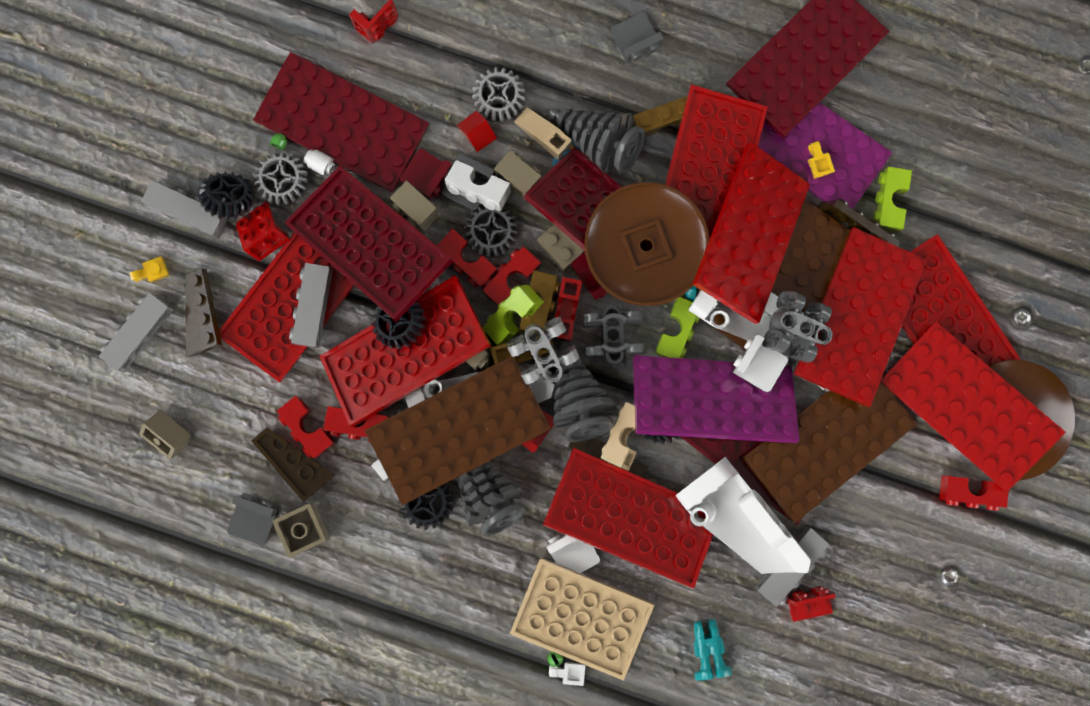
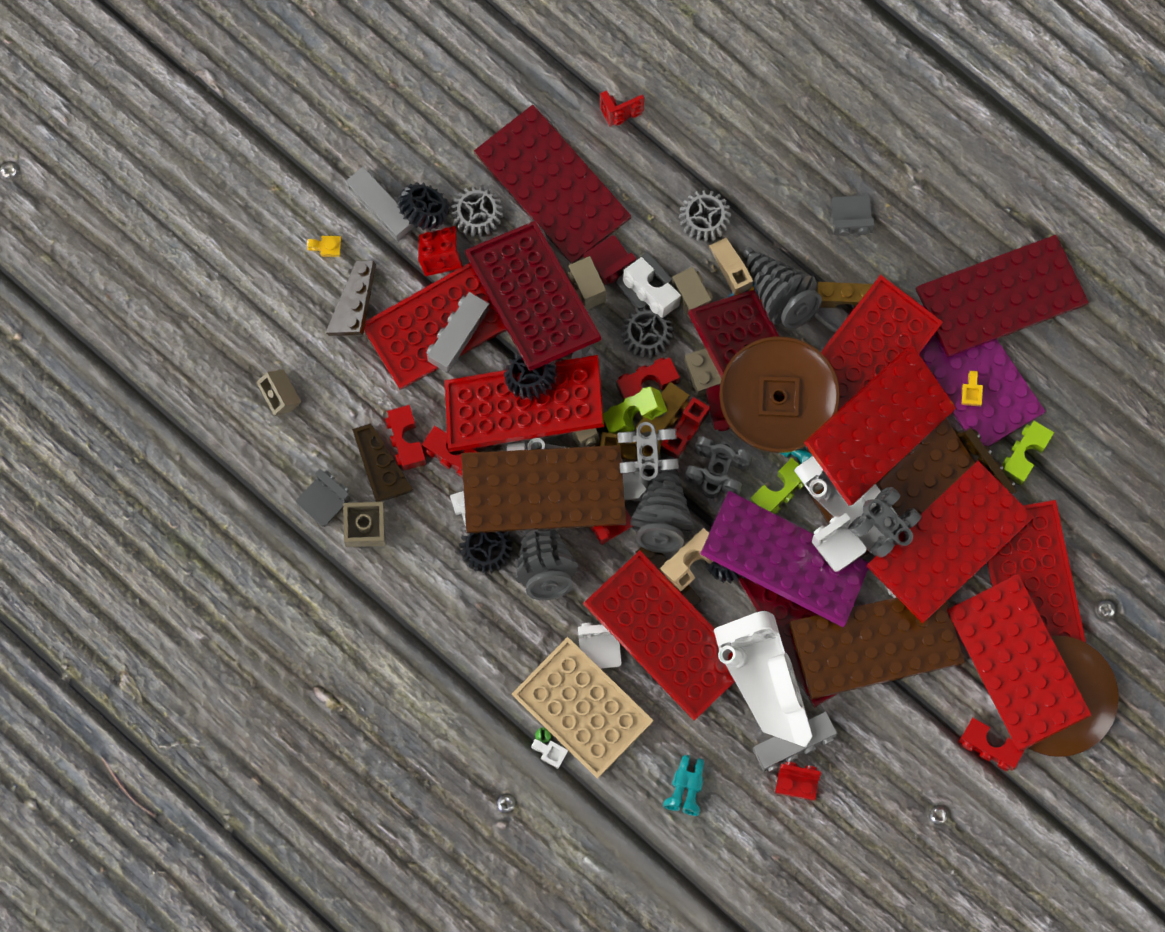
camera: 25 degrees right, 10 degrees down
(135, 332) = (290, 293): light grey brick -> none
(278, 141) = (488, 178): bright green hinge -> none
(319, 162) = (517, 211): white brick -> none
(477, 131) = (671, 240): red piece -> none
(477, 271) = (617, 362): red arch -> none

